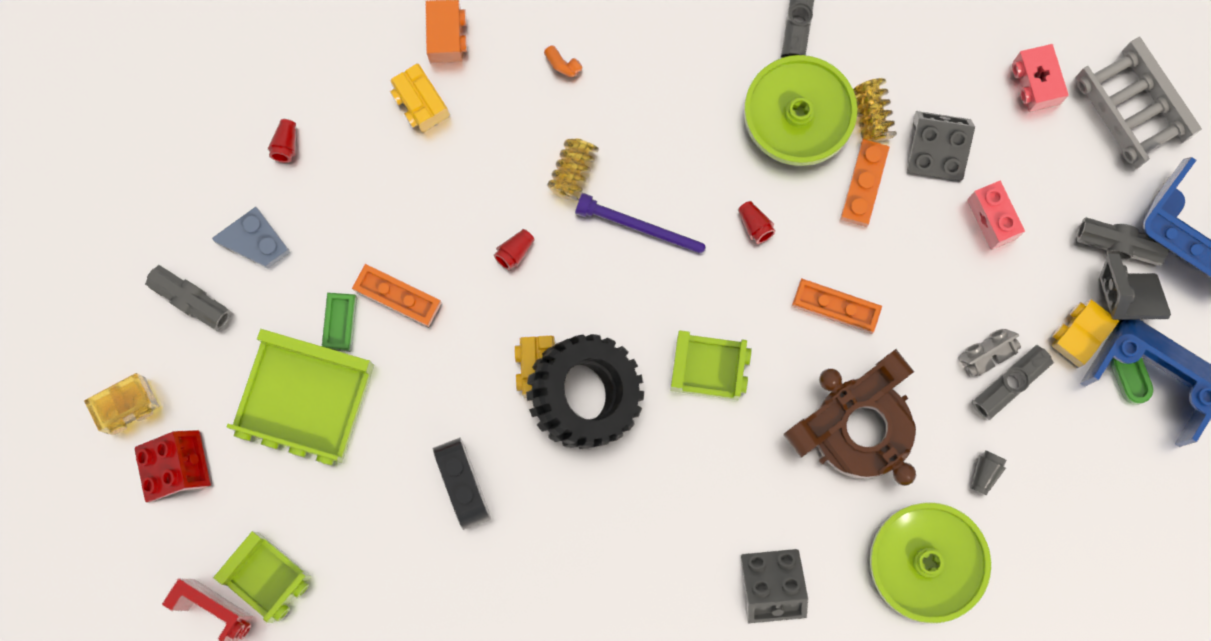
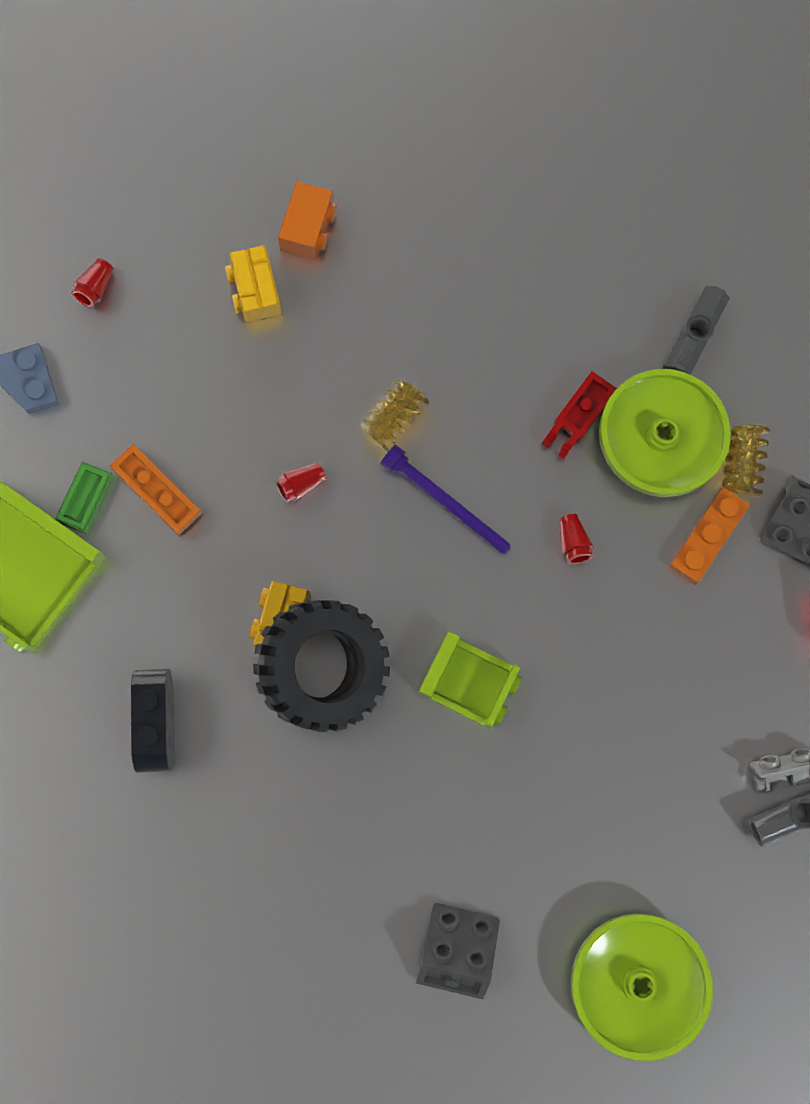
camera: 10 degrees right, 0 degrees up
(559, 64) = (420, 299): orange arm -> none
(726, 115) = (581, 411): none -> red hinge
(829, 423) = (579, 792): reddish brown piece -> none
(837, 306) = (633, 661): orange tile -> none
(987, 472) = (739, 904): dark grey cone -> none

